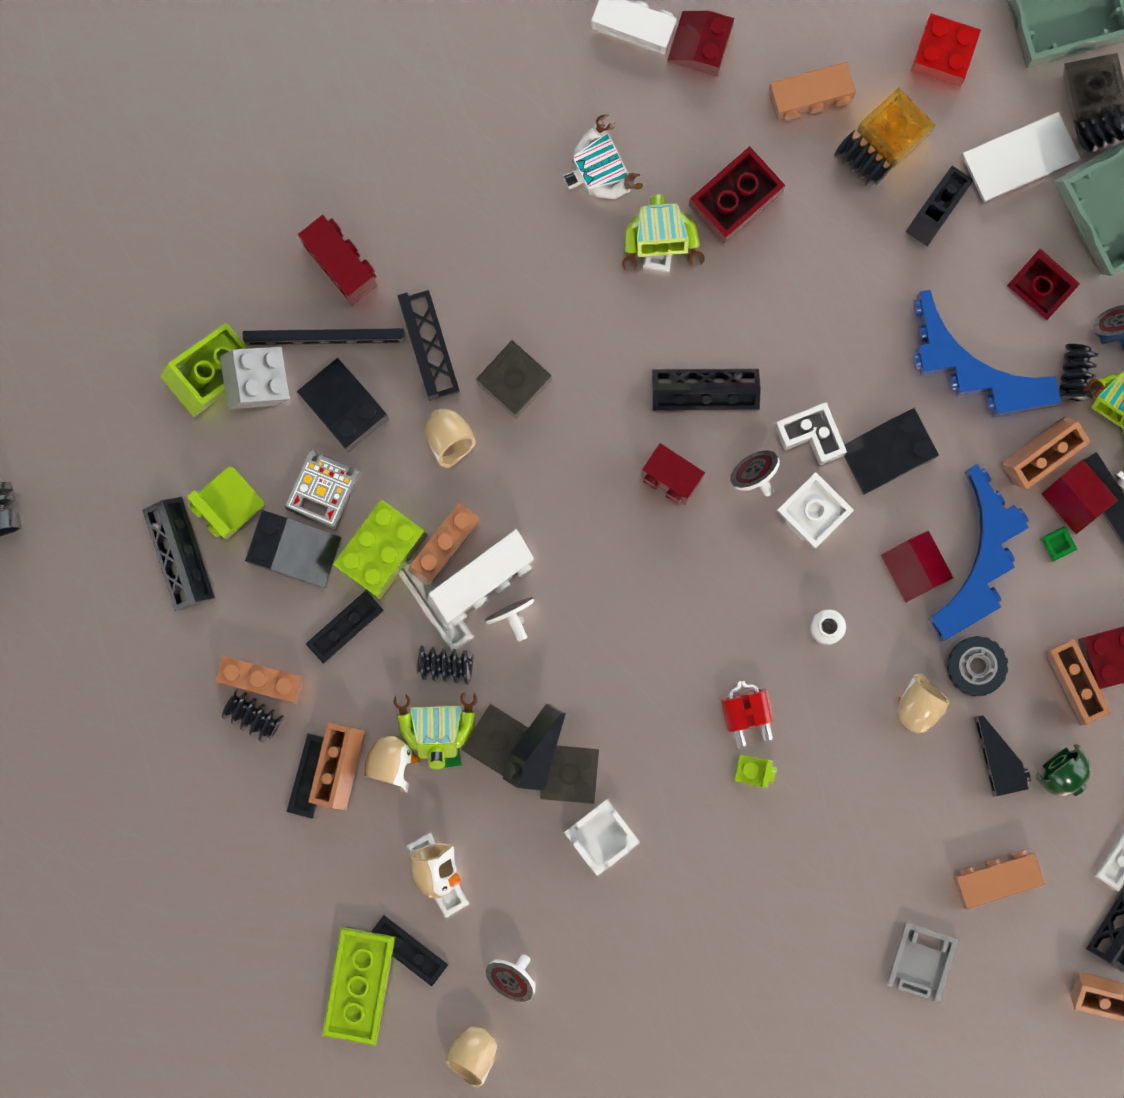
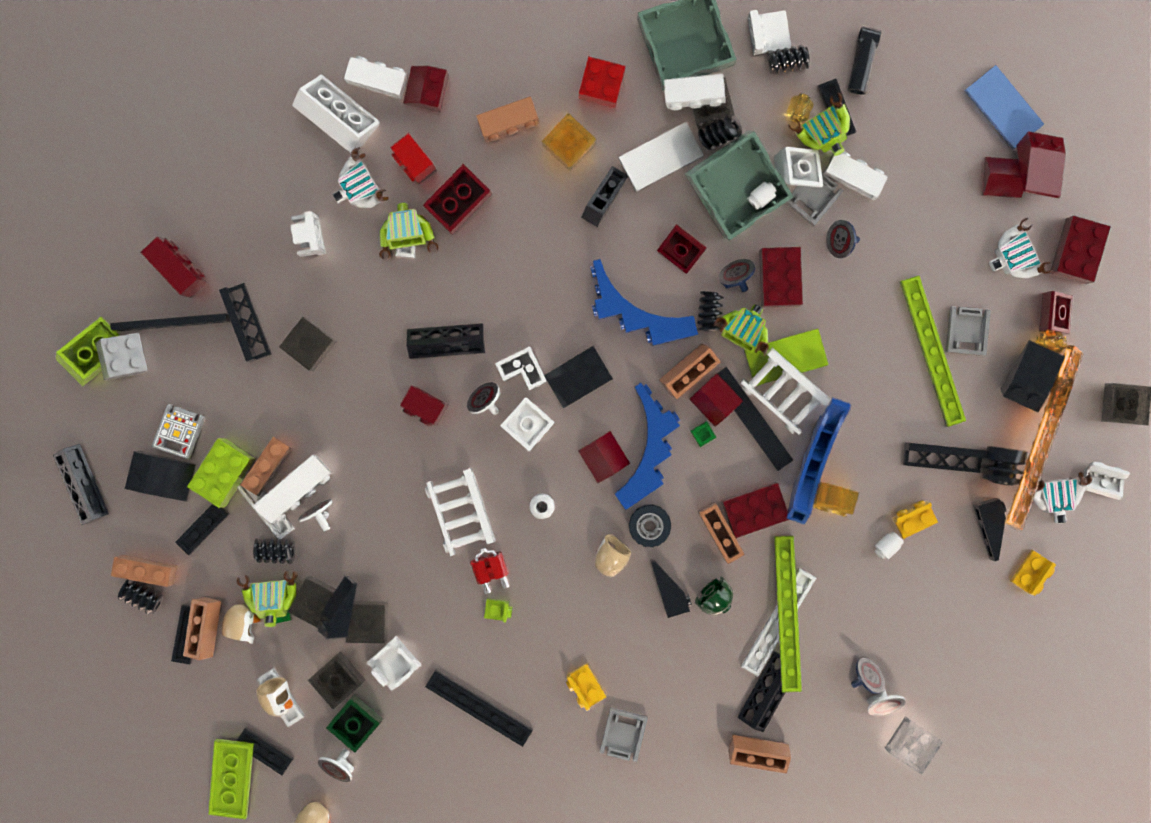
camera: 10 degrees left, 5 degrees up
(226, 503) = (109, 447): lime bracket -> none
(343, 404) = (188, 370): black slope -> none
(448, 429) = (261, 383): tan piece -> none
(521, 853) = (336, 680): none -> clear smoke brick
(526, 228) = (308, 234): none -> white panel
(542, 916) = (354, 723): none -> dark green brick
(574, 67) = (335, 113): none -> white slope
(679, 135) = (409, 154): none -> red brick
(718, 910) = (479, 708): none -> black tile
(730, 609) = (479, 515): none -> white fence
(862, 160) = (546, 167): black piece -> none
(873, 889) = (585, 686): none -> yellow bracket
(998, 879) = (673, 674): nougat brick -> none
(1076, 70) = (694, 91): none -> white brick

